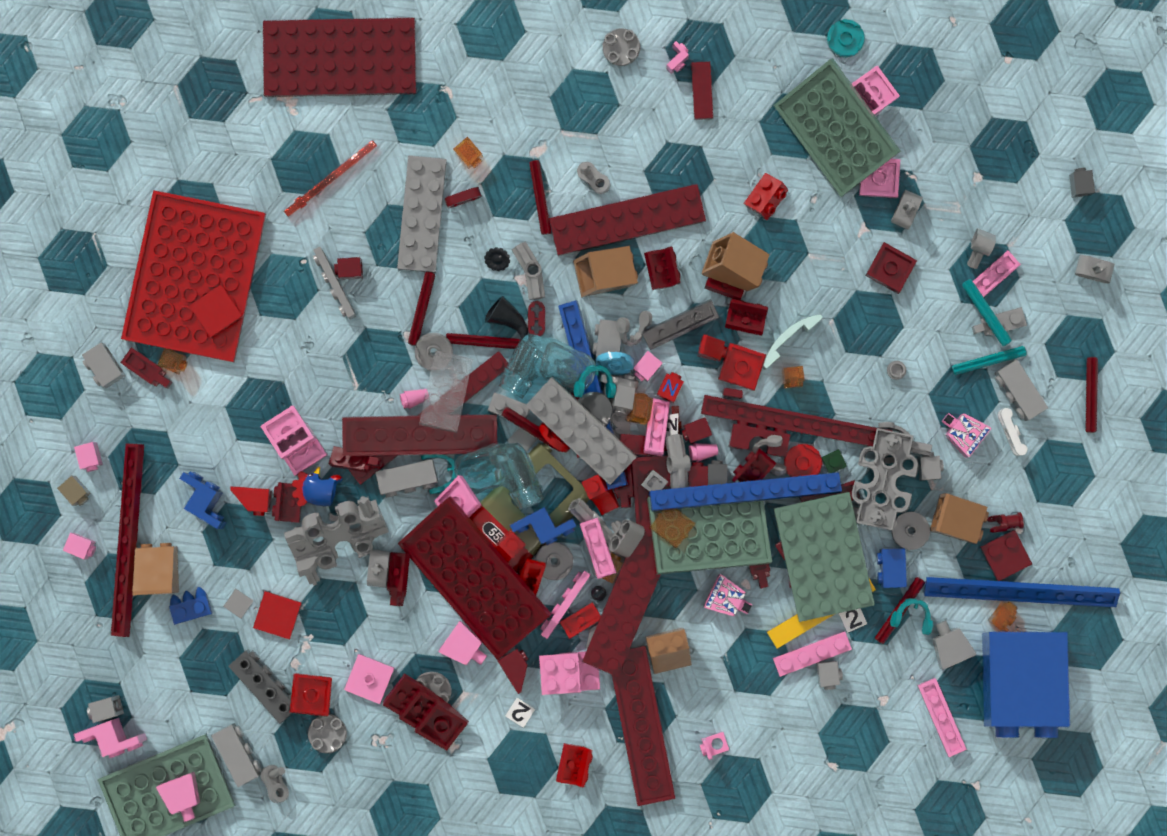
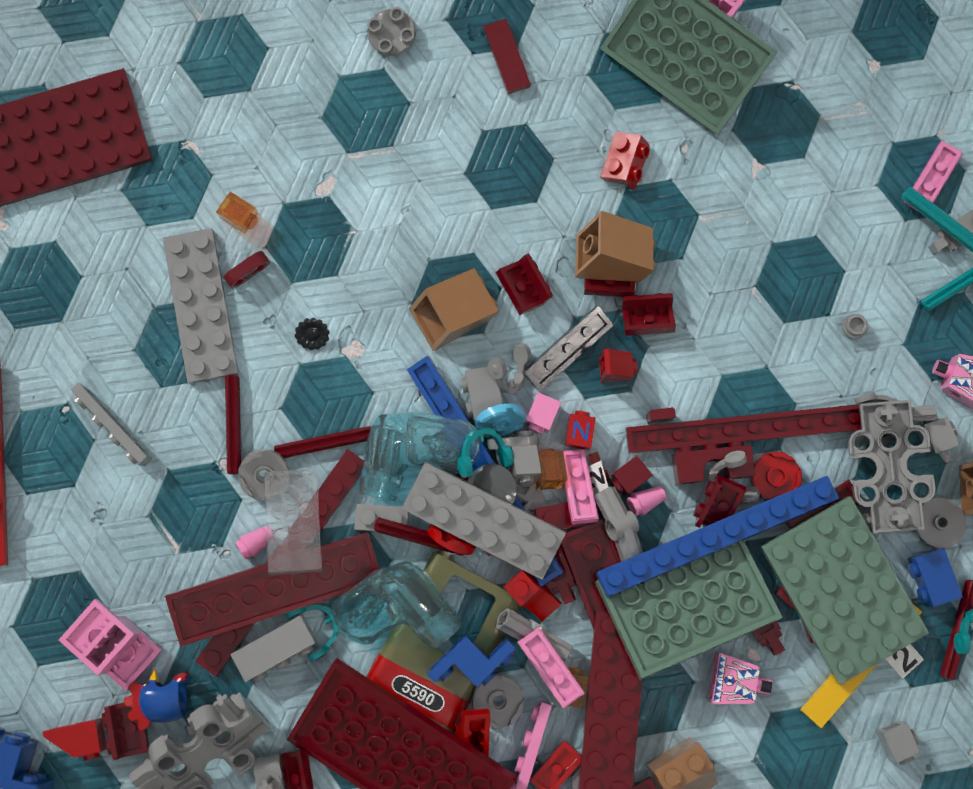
camera: 20 degrees left, 5 degrees down
(301, 202) = (41, 334): clear red bar -> none
(349, 268) = (125, 400): dark red brick -> none
(356, 463) = (201, 650): dark red hinge -> none
(461, 494) = (353, 651): bright pink plate -> none
(506, 314) = (344, 400): black hat -> none
(509, 545) = (434, 700): red slope -> none
(523, 438) = (411, 552): light grey sticker -> none
(534, 282) = (367, 348): light grey piece -> none
(540, 197) = (344, 242): dark red axle -> none
(541, 318) = (378, 396): dark red beam -> none
(590, 175) = (400, 197): light grey piece -> none
(596, 589) = (564, 721): black hinge -> none
(625, 537) = (583, 642): light grey beam -> none
(627, 219) = (461, 238): dark red plate -> none
(654, 482) = (597, 558): light grey plate -> none
(672, 526) = (640, 609): clear orange piece -> none
(677, 62) = (466, 30): bright pink bracket -> none
(698, 475) = (650, 532): dark red brick -> none
(717, 473) = (673, 523): dark grey brick -> none
(742, 366) = (661, 378): red tile -> none
(793, 377) = (730, 371): clear orange brick -> none
(806, 323) = (696, 351): light aqua slope -> none
(812, 653) = (867, 720): bright pink plate -> none
(834, 461) = (814, 464): dark green plate -> none
(883, 181) = (763, 102): bright pink plate -> none
(891, 268) = (807, 202): dark red plate -> none
(906, 209) = (803, 126): light grey beam -> none
(981, 244) = (910, 140): light grey beam -> none

